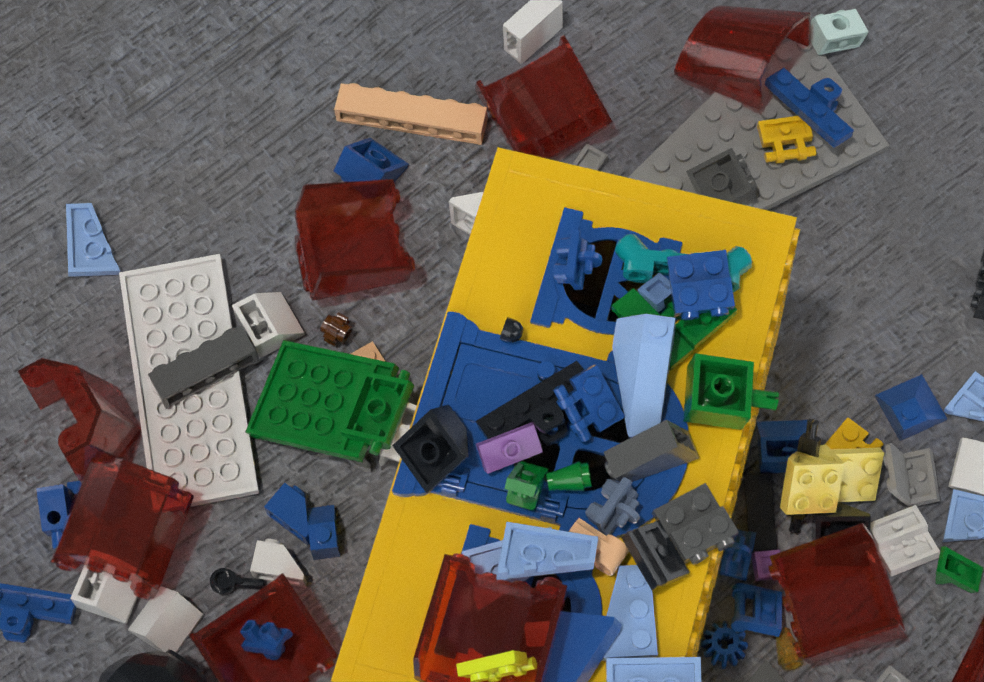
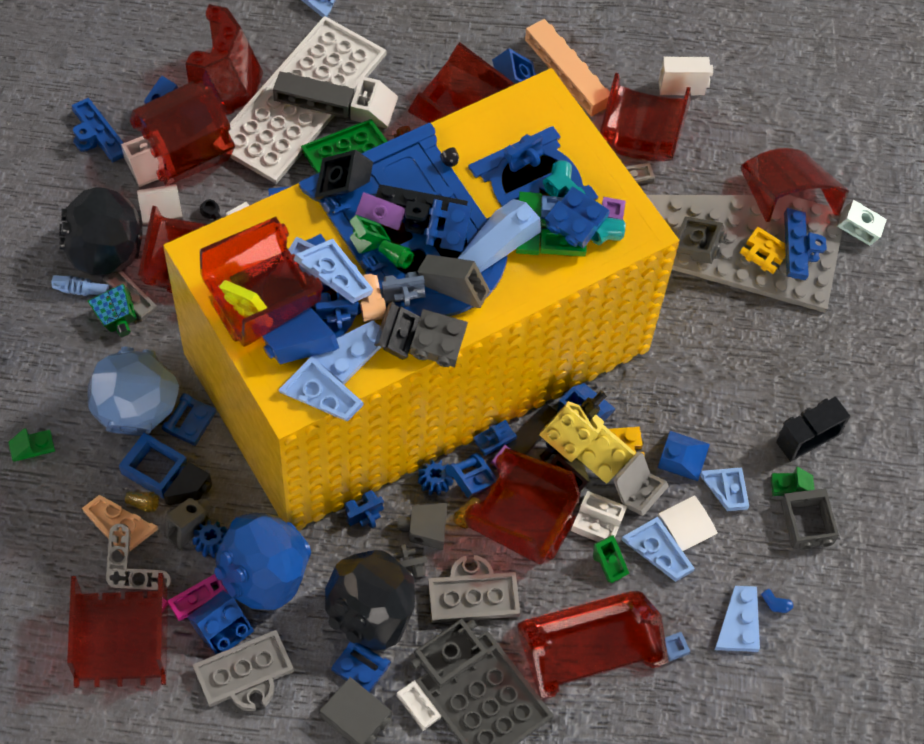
camera: 35 degrees right, 5 degrees down
(578, 588) = (336, 310): none -> blue hips
(712, 240) = (615, 206): none -> medium lavender plate
(735, 395) = (524, 295): green brick -> none

